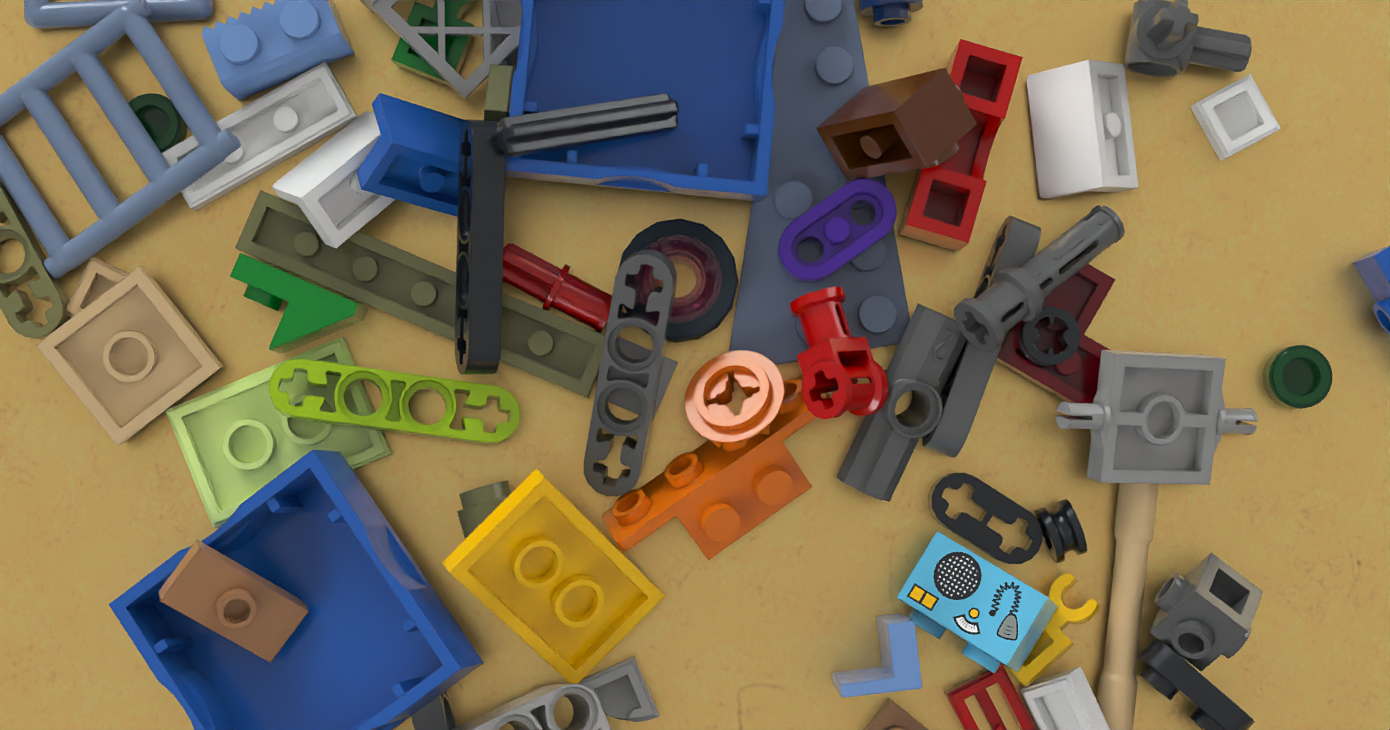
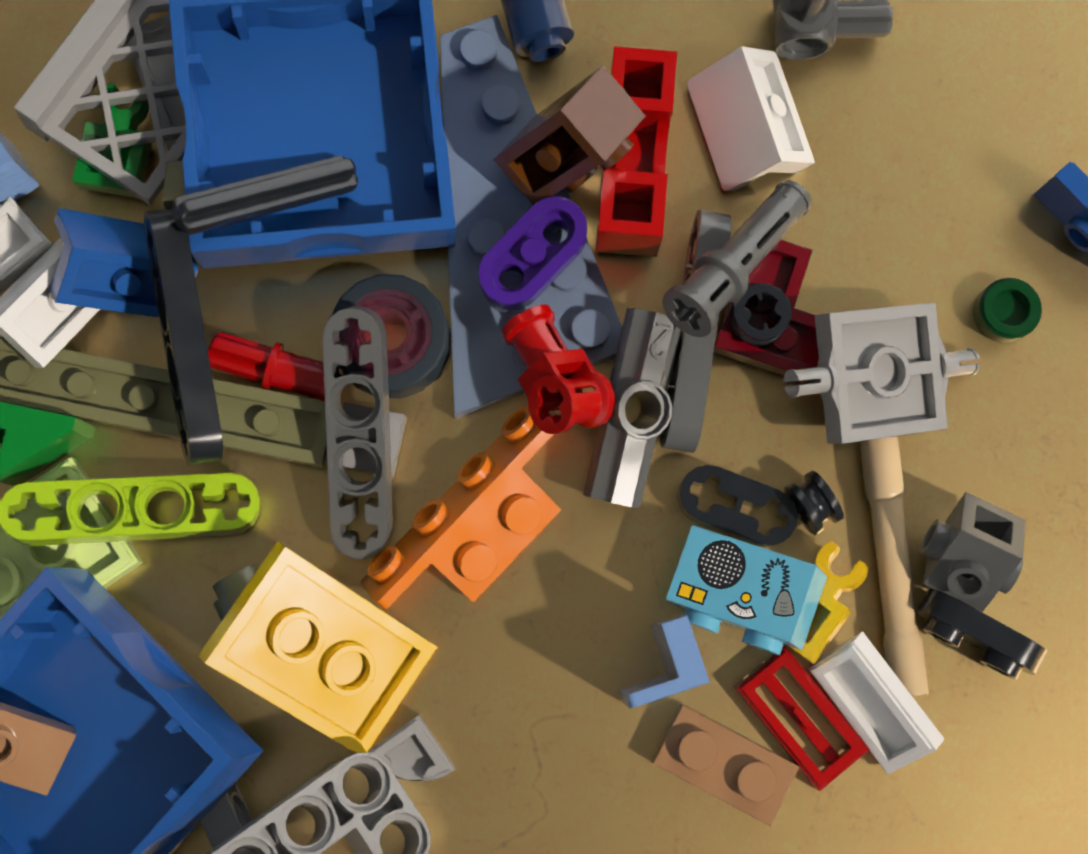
camera: 10 degrees left, 5 degrees down
(713, 388) = (443, 434): gear -> none
(1235, 117) = (891, 80): white tile -> none

